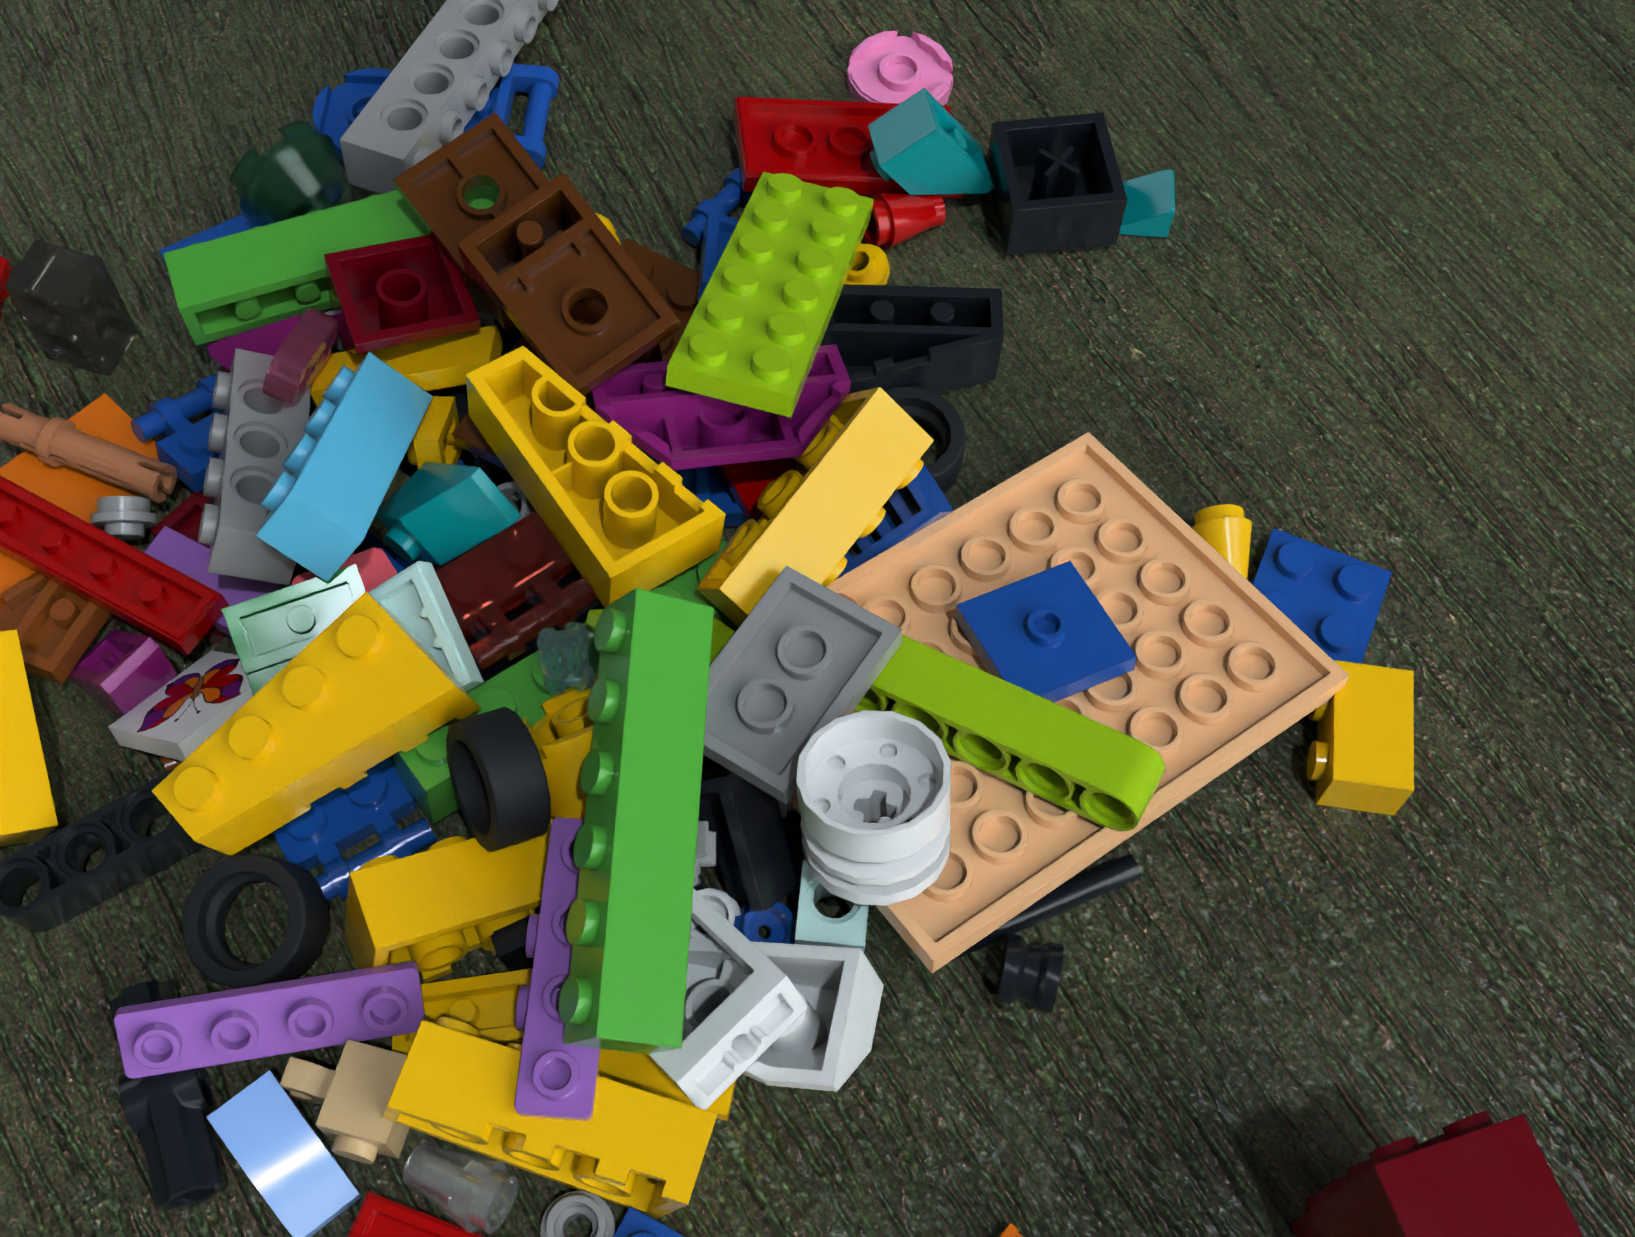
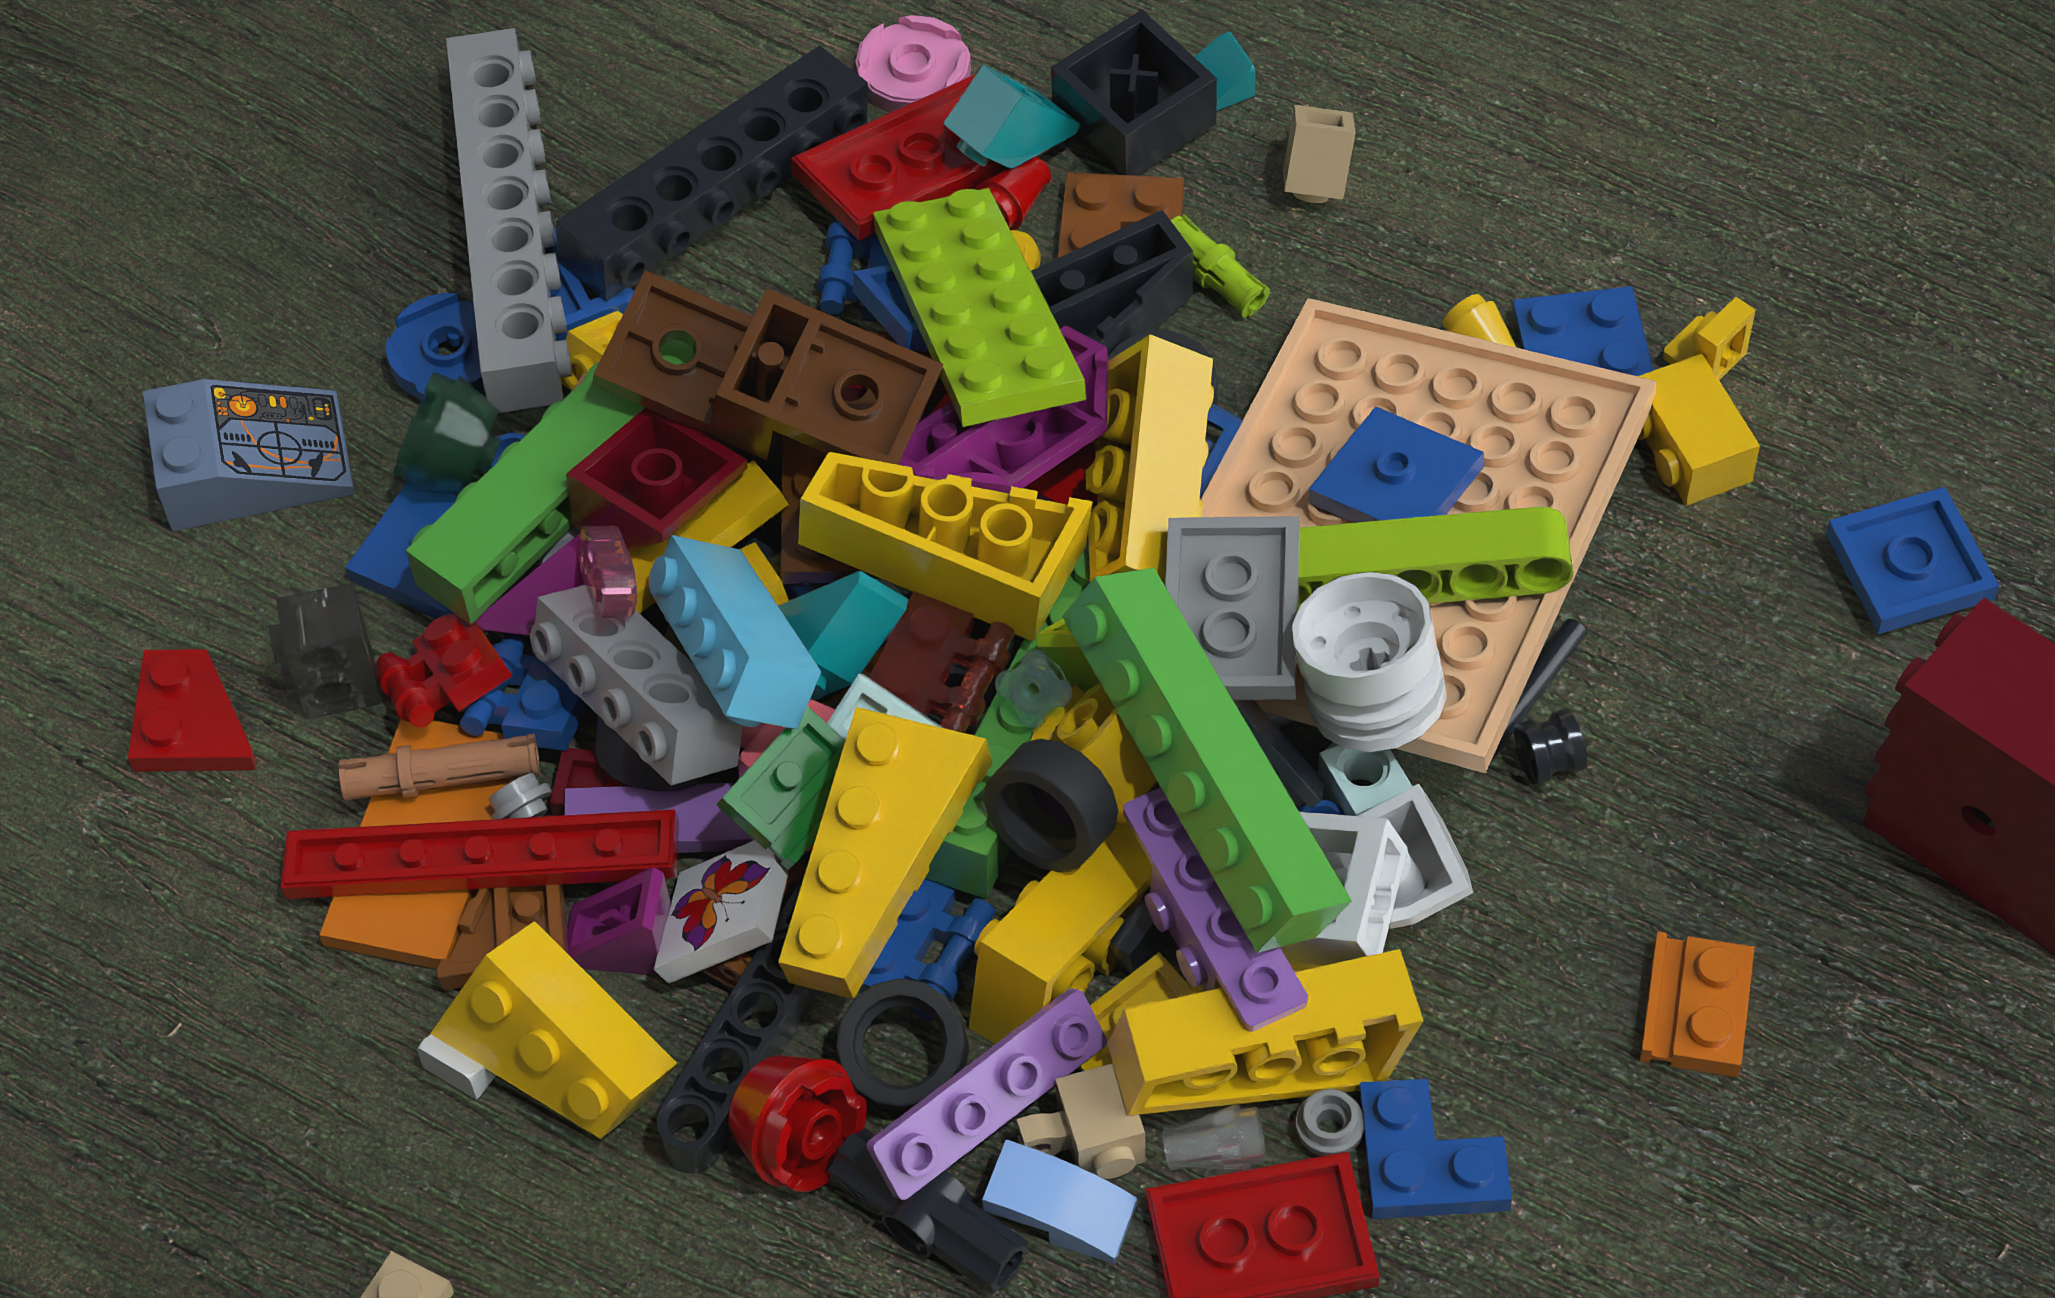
camera: 25 degrees left, 5 degrees down
(107, 936) = (794, 1118): none -> red cone
(149, 377) = (451, 665): none -> red plate
(156, 116) = (244, 449): none -> sand blue slope
(662, 77) = (709, 173): none -> black brick
(976, 261) = (1108, 202): none -> dark orange plate
(1029, 364) = (1216, 268): none -> lime pin
(1179, 310) = (1318, 153): none -> tan brick
(1437, 662) = (1719, 337): none -> yellow bracket
(1501, 984) = (1911, 560): none -> blue plate

